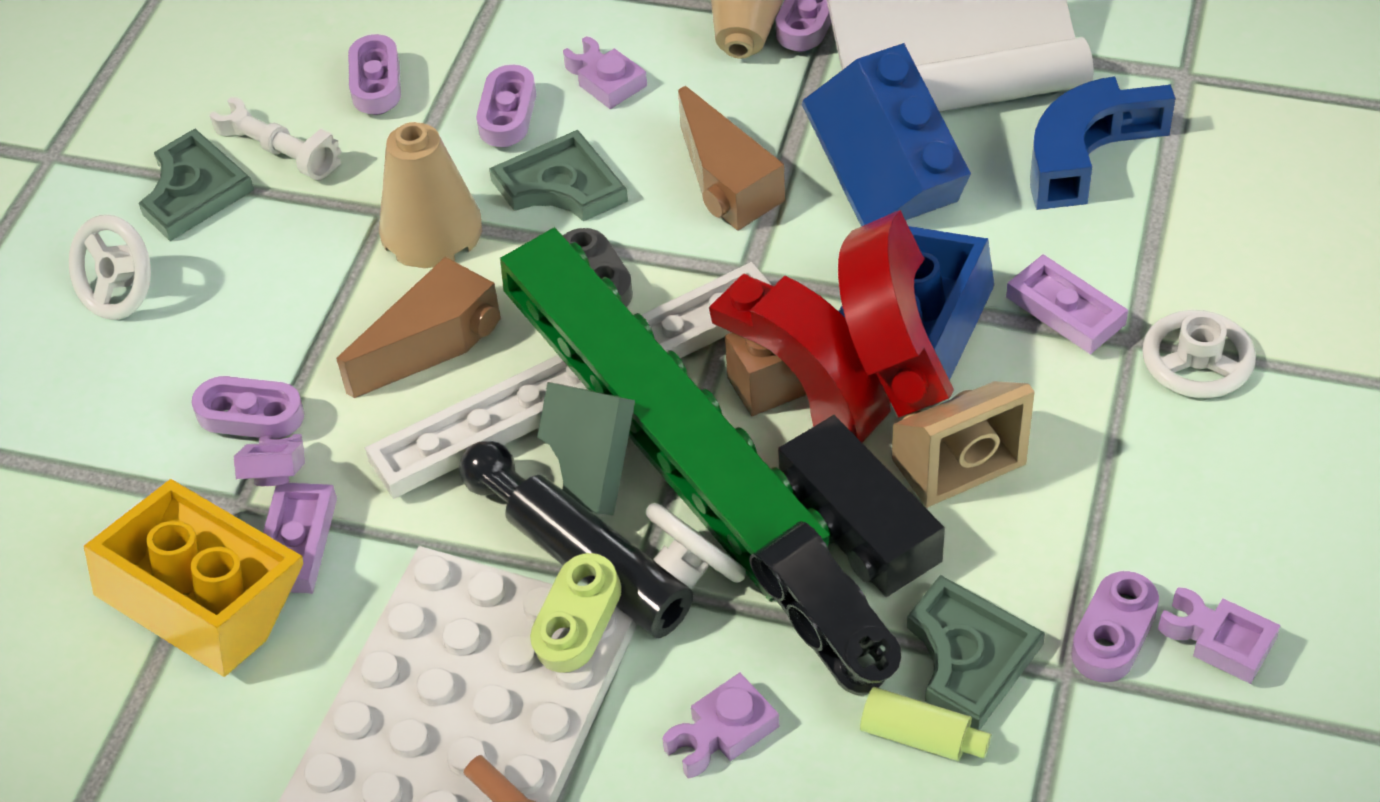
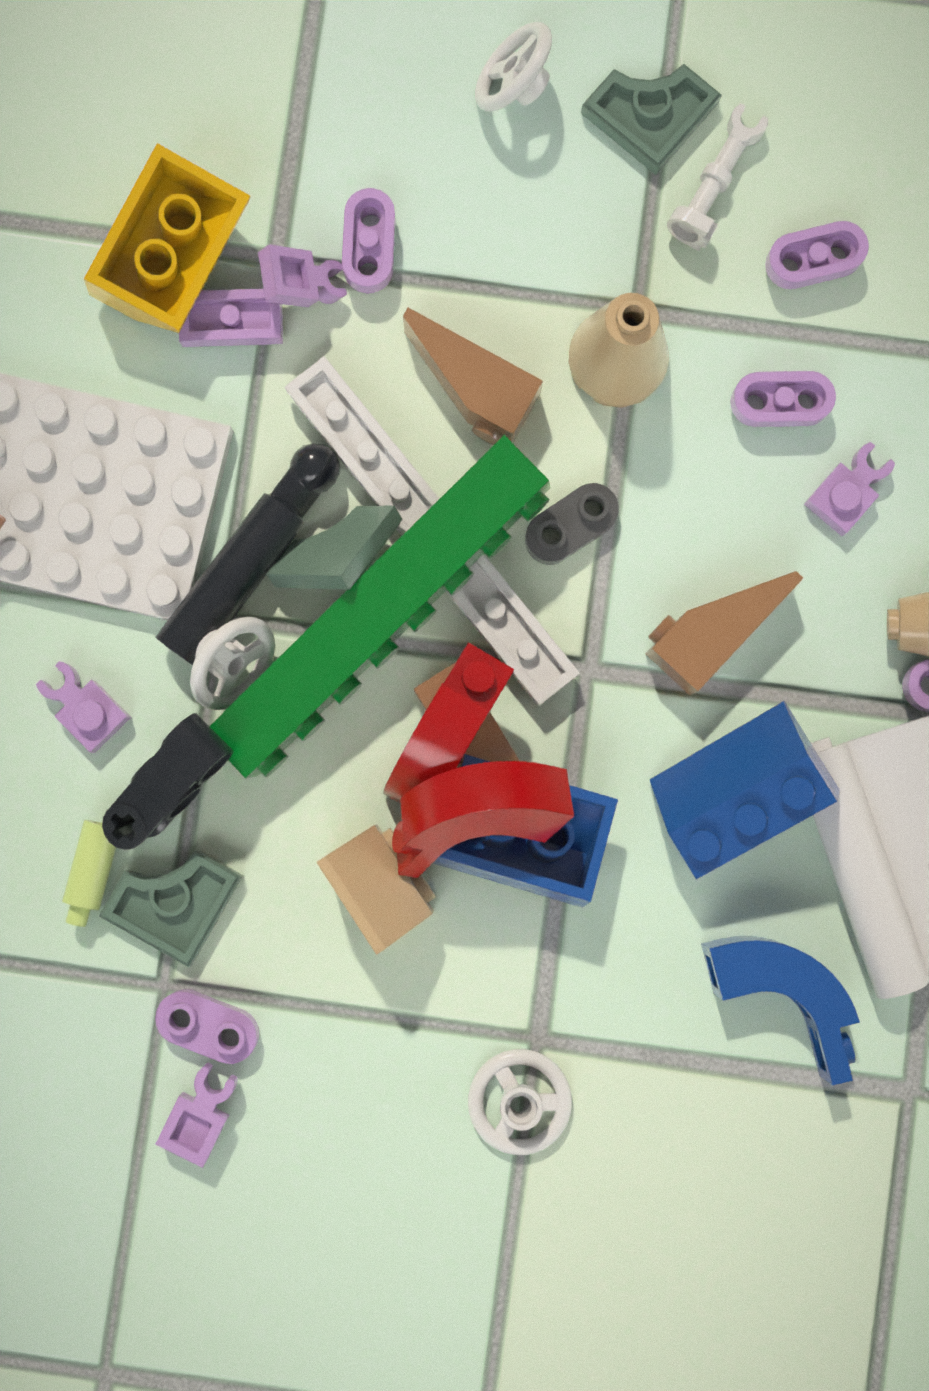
camera: 75 degrees right, 35 degrees up
(560, 175) = (696, 472): sand green tile -> none
(576, 607) = (146, 572): yellowish green plate -> none
(865, 506) = (299, 799): black brick -> none
(1067, 303) = (562, 977): lavender plate -> none

